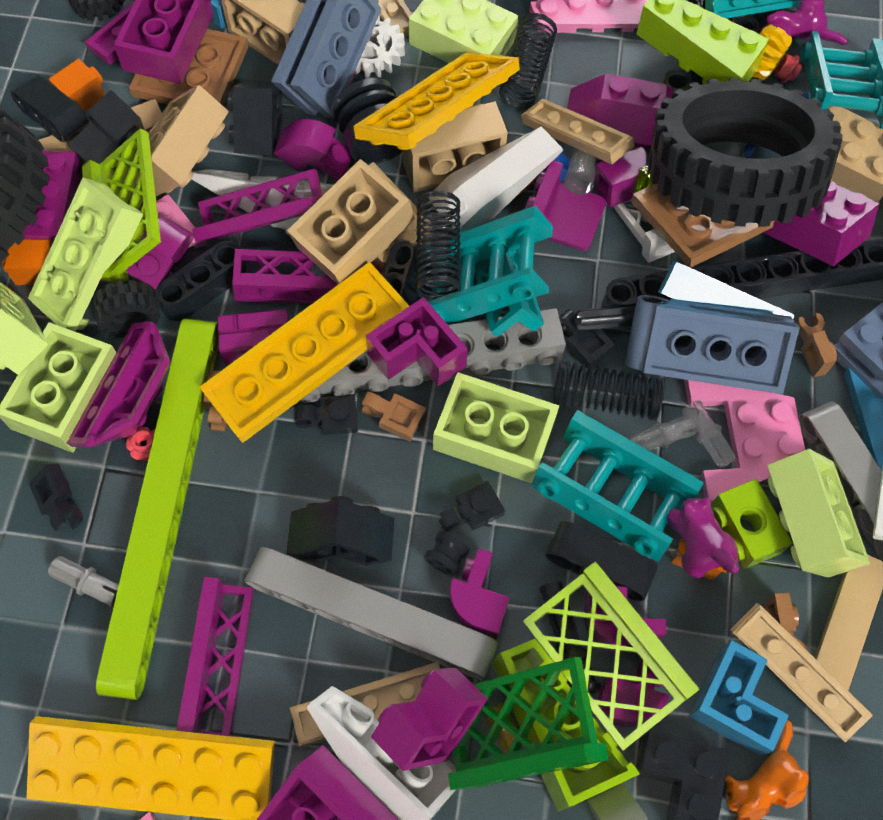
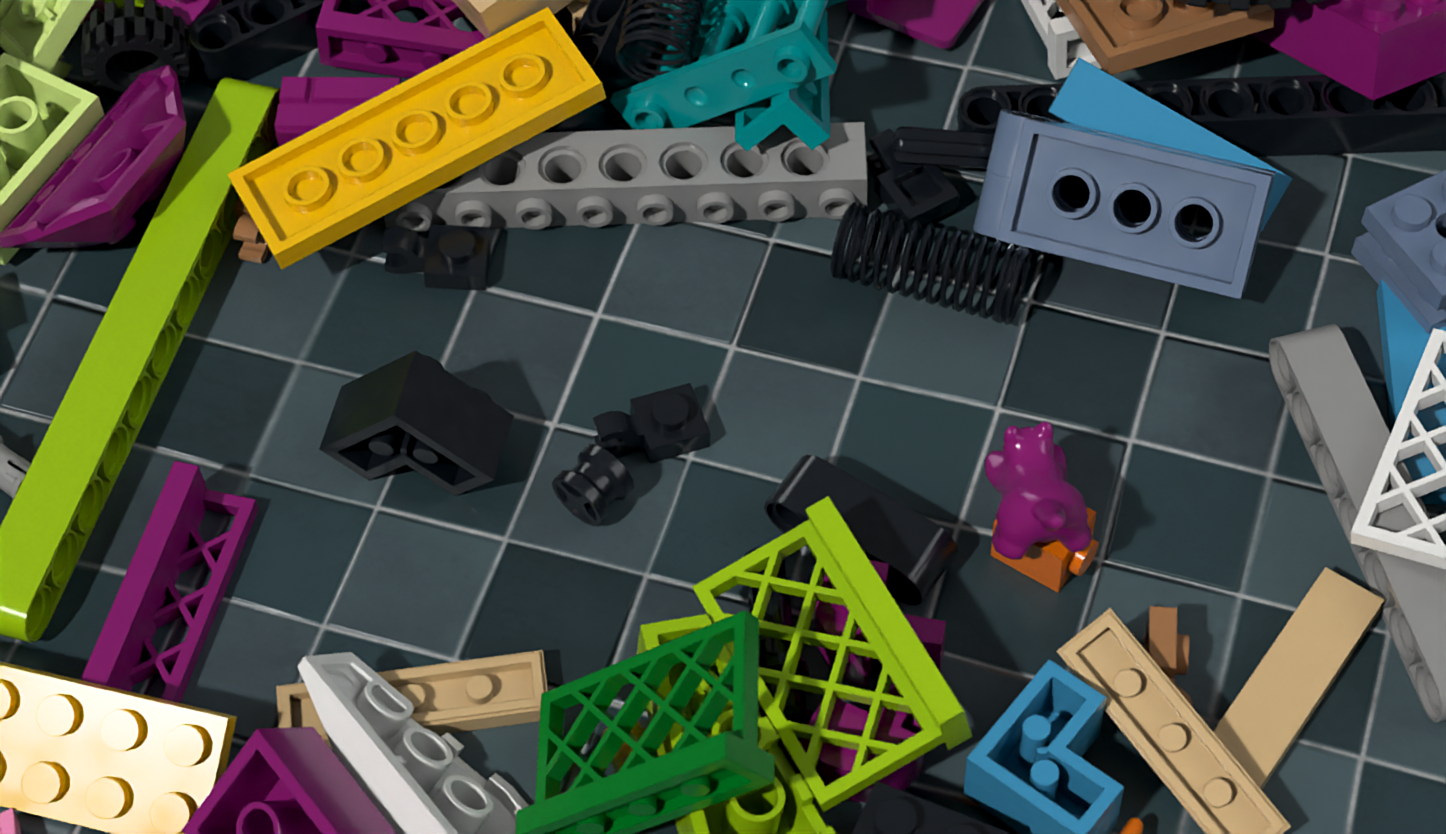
camera: 15 degrees right, 10 degrees down
(134, 441) = (108, 261): coral plate -> none
(372, 613) = (442, 557): light grey beam -> none
(397, 416) = (554, 267): medium nougat plate -> none
(417, 336) = (603, 130): magenta brick -> none
(433, 724) = (507, 724): magenta brick -> none
(474, 605) = (623, 565): magenta brick -> none
(494, 427) = (717, 297): yellowish green brick -> none
(629, 459) = (914, 360): teal fence -> none
(664, 434) = (1010, 348): clear axle -> none
(710, 434) = (1099, 355): clear axle -> none
(751, 504) = (1138, 469): lime brick -> none
(760, 428) = (1199, 369): bright pink wing -> none
(816, 514) = (1254, 489): yellowish green brick -> none
(817, 349) = (1327, 243): medium nougat plate -> none

